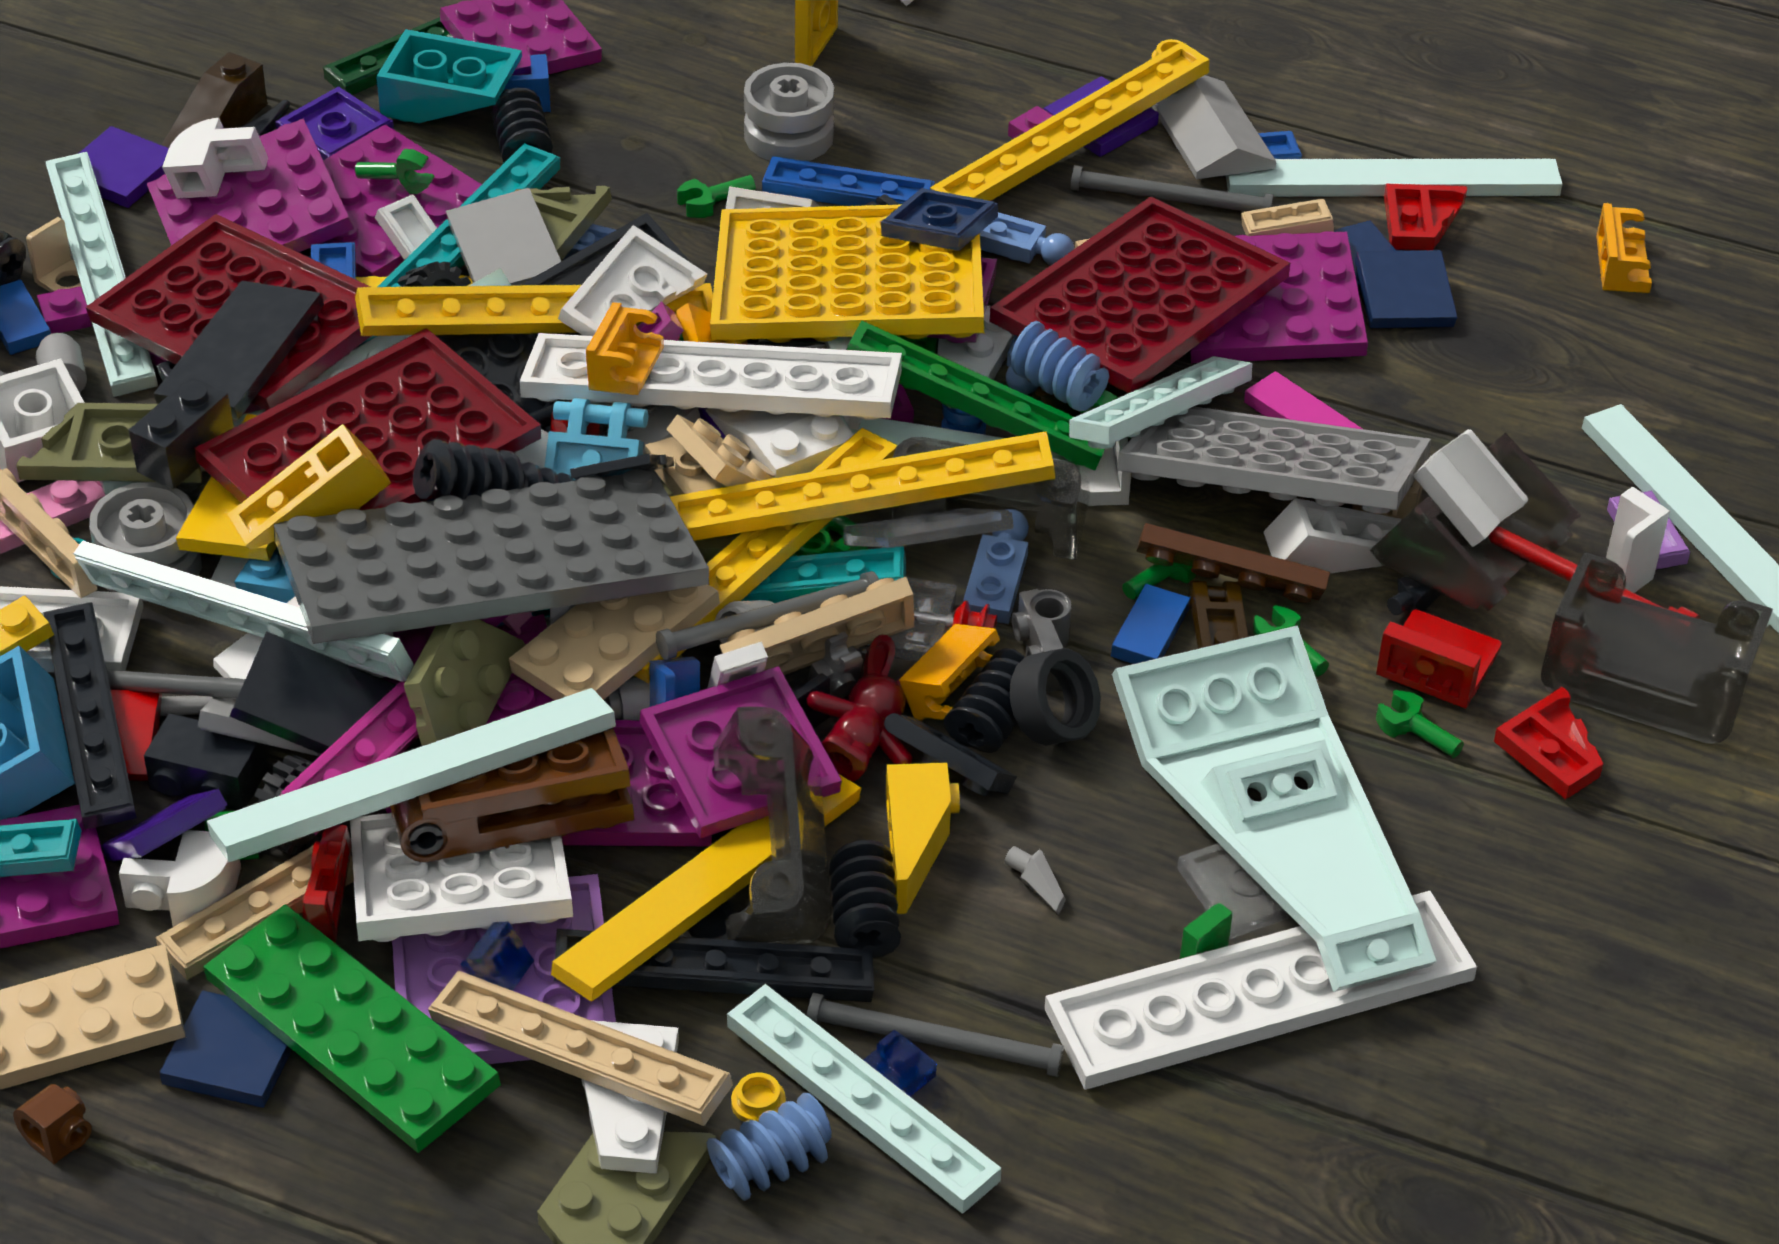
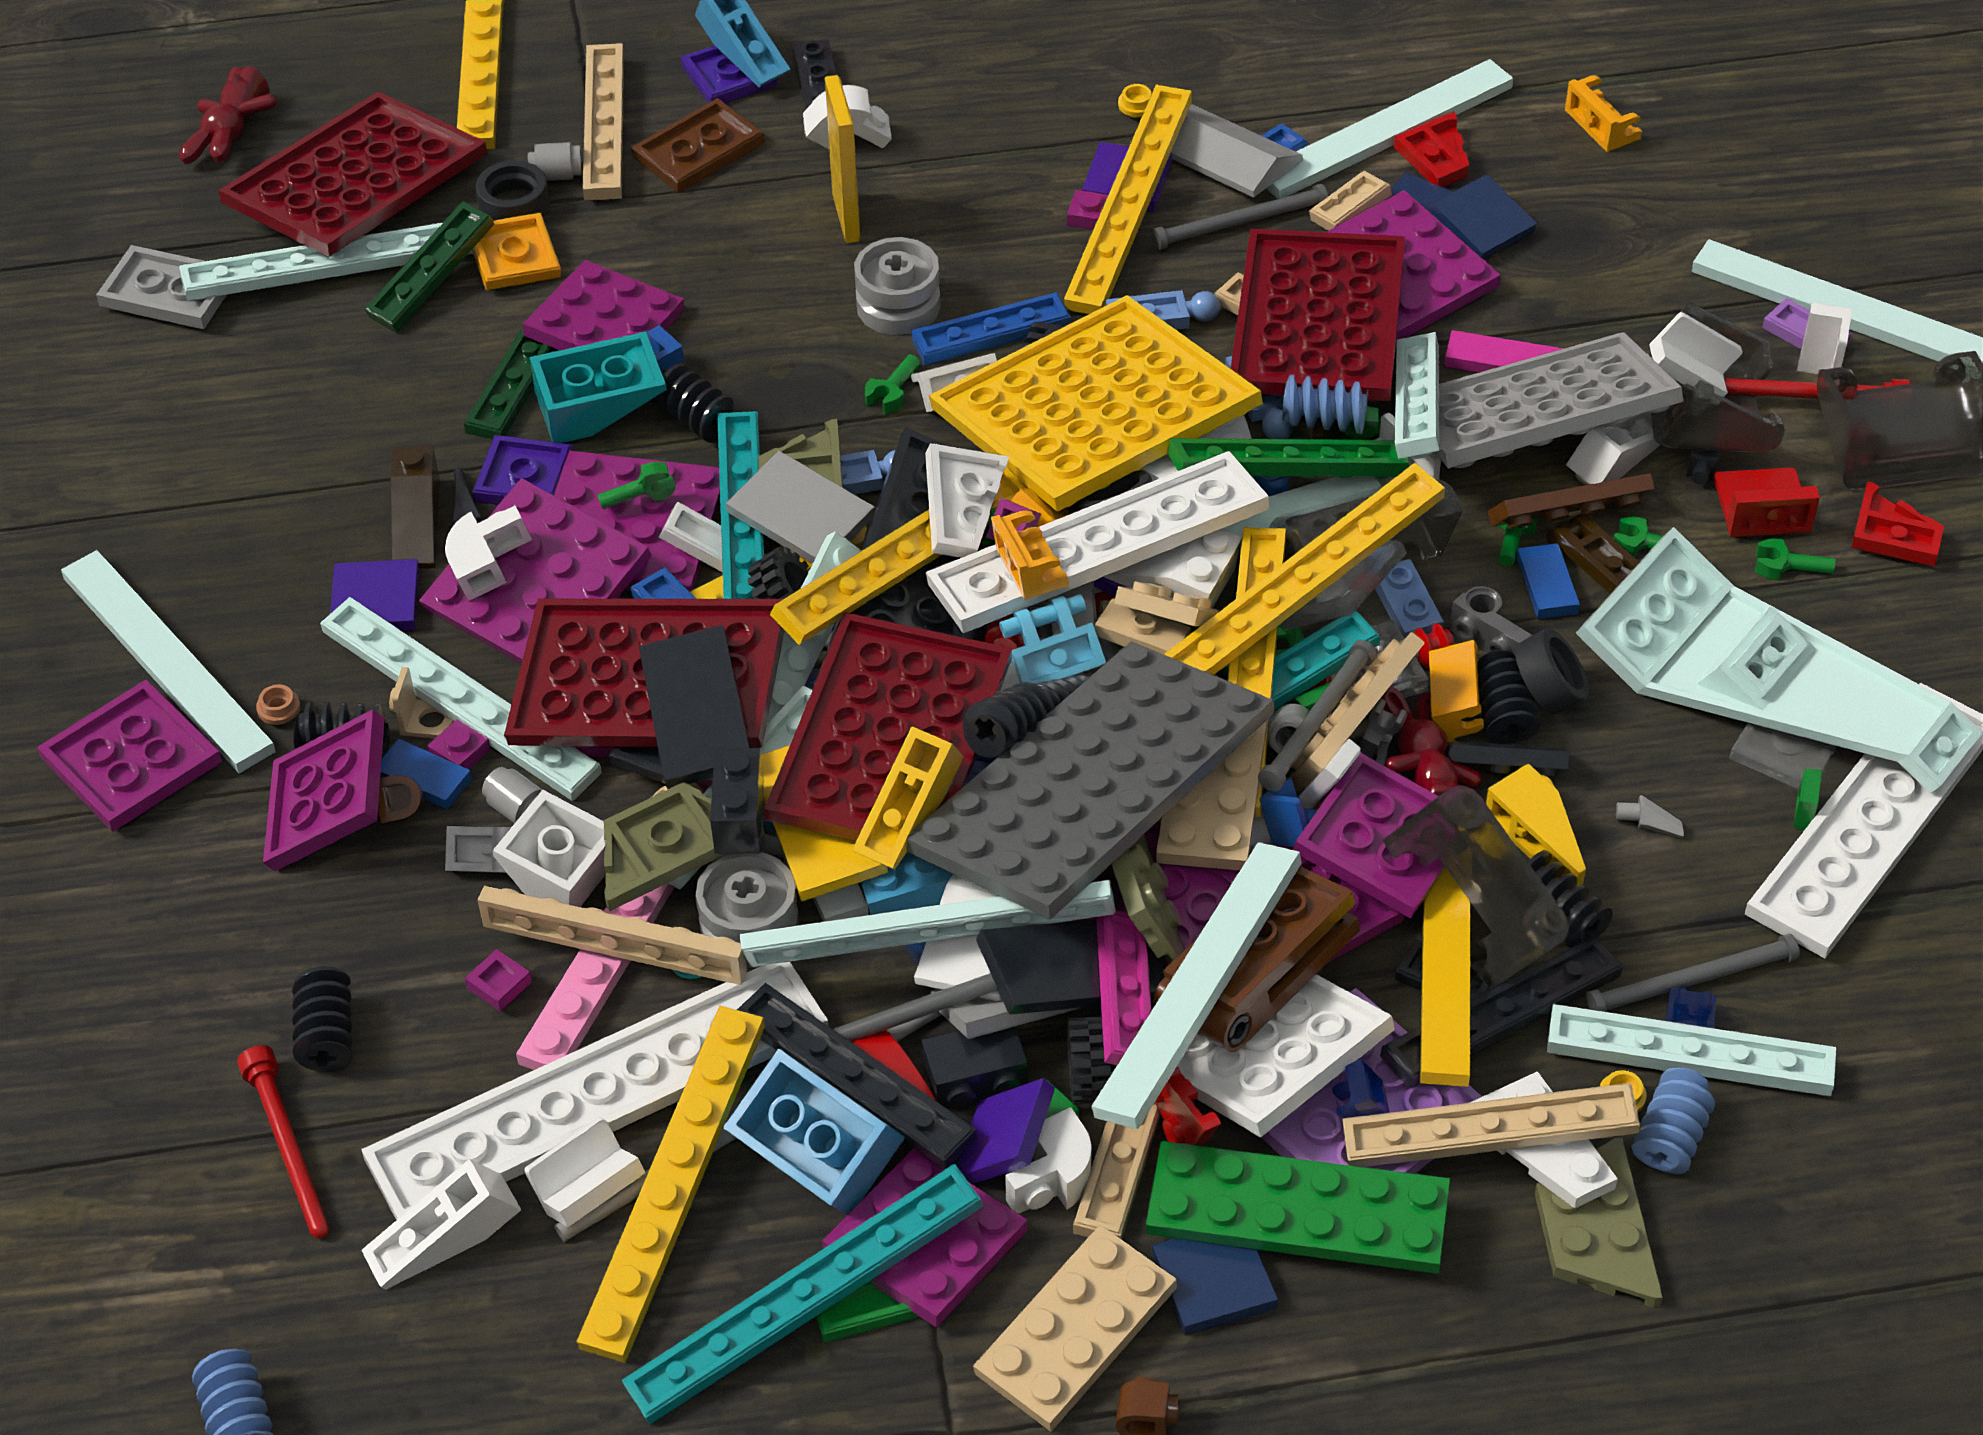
camera: 30 degrees left, 5 degrees up
(621, 466) = (1108, 651): black piece -> none
(939, 219) = (1123, 323): dark blue tile -> none

